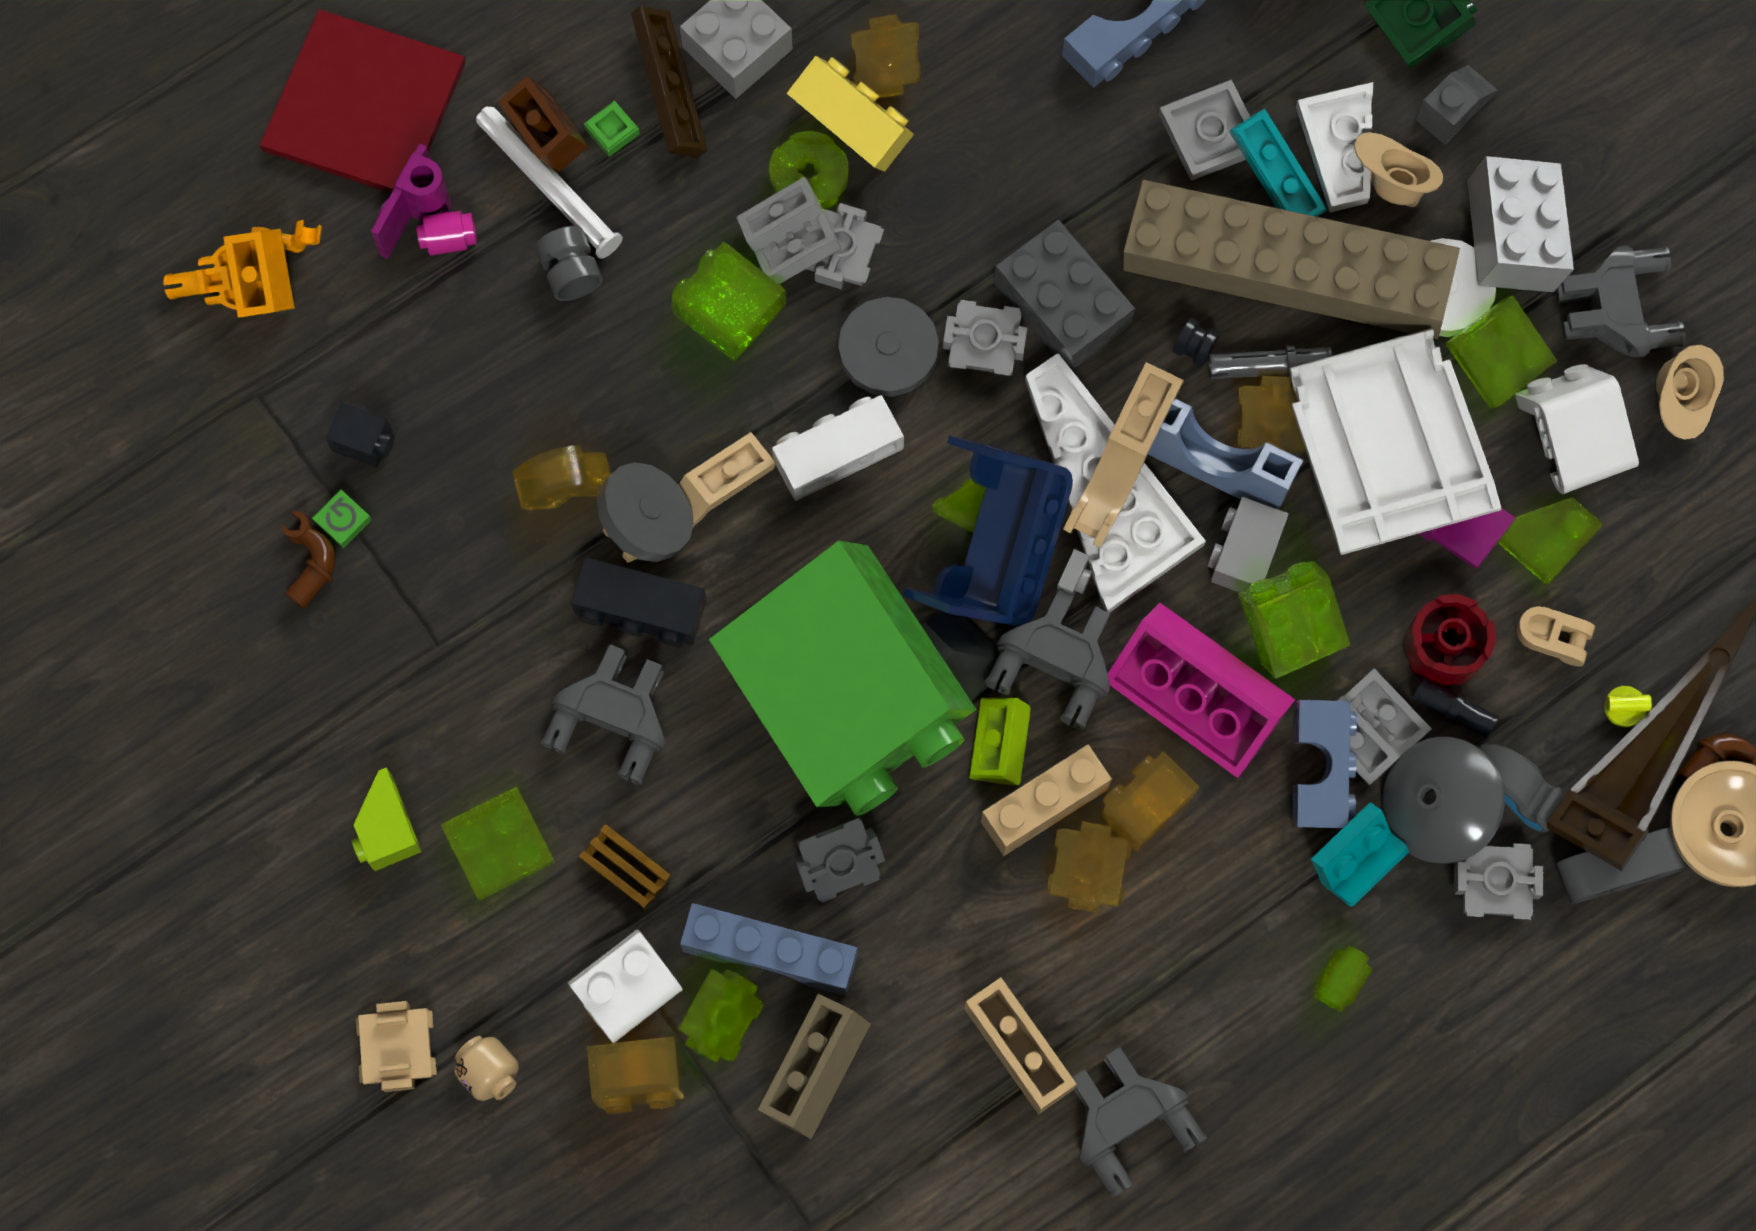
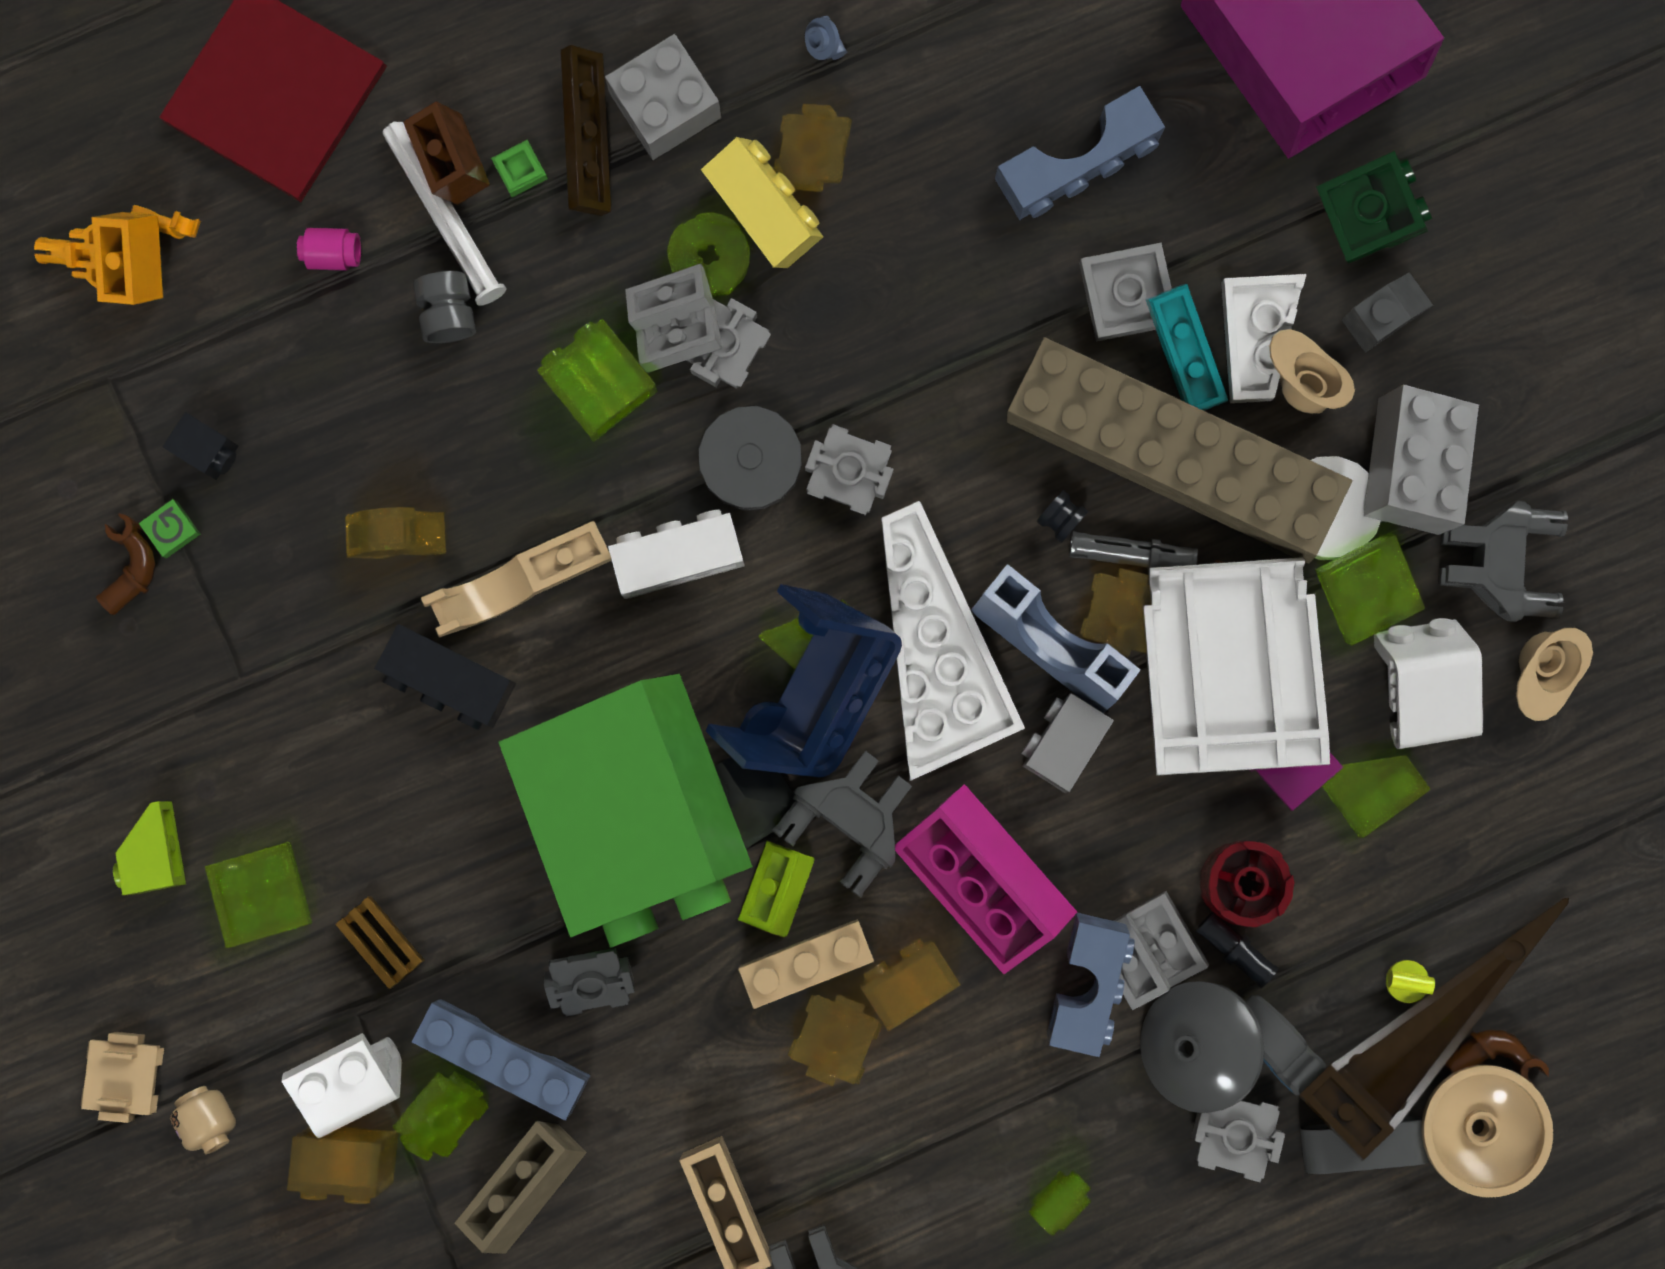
camera: 10 degrees right, 10 degrees up
(416, 192) = (303, 200): magenta piece -> none
(614, 708) = (399, 780): dark grey connector -> none
(645, 512) = (465, 589): dark grey wheel -> none
(1064, 295) = (938, 440): dark grey brick -> none
(1075, 574) = (886, 738): light grey plate -> none
(1124, 453) = (960, 628): tan piece -> none
(1294, 618) = (1094, 831): clear neon green brick -> none
(1359, 856) = (1106, 1085): teal bracket -> none
(1541, 628) = (1342, 886): tan plate -> none

